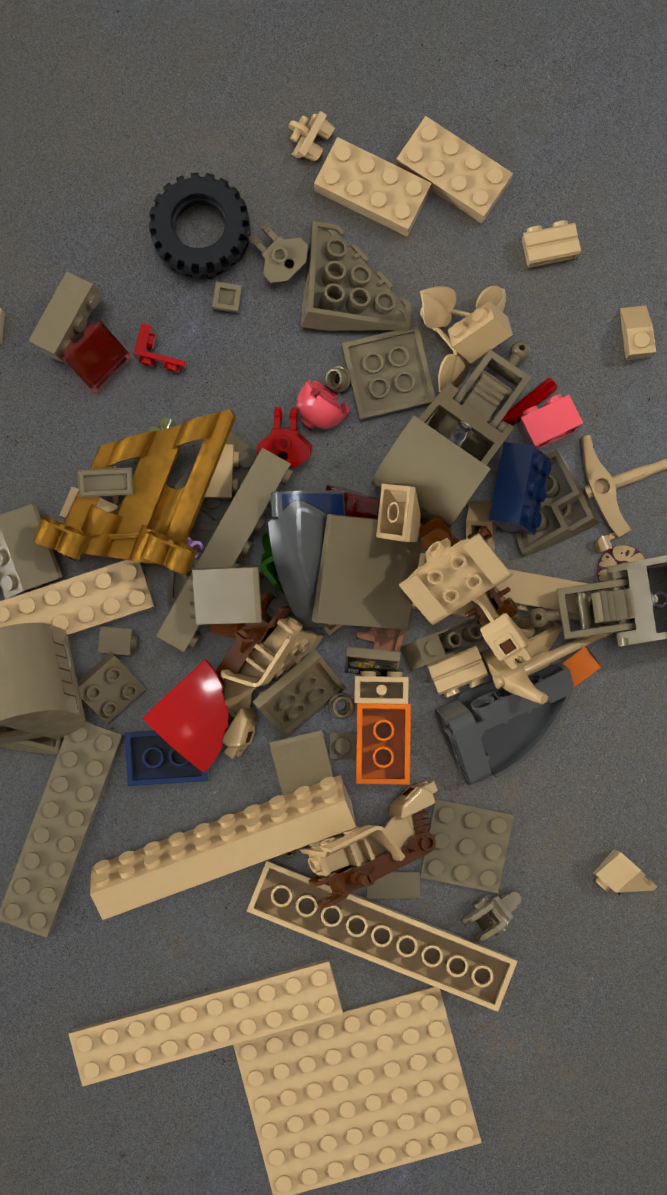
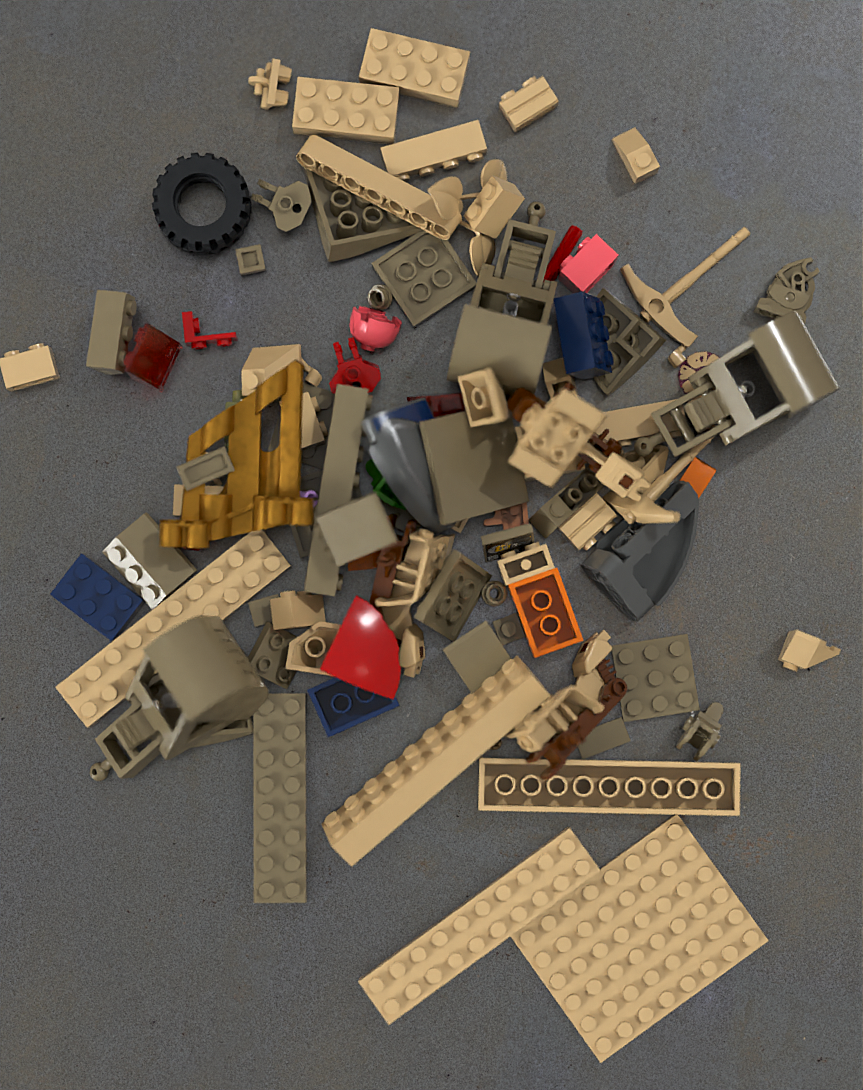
camera: 25 degrees left, 0 degrees up
(142, 693) = (310, 648): none -> tan slope
(143, 652) = (297, 610): none -> tan brick
(203, 401) = (265, 362): none -> tan slope
(245, 432) = (313, 376): none -> tan hand
(373, 270) = (375, 186): none -> tan beam
(442, 257) = (435, 151): none -> tan brick

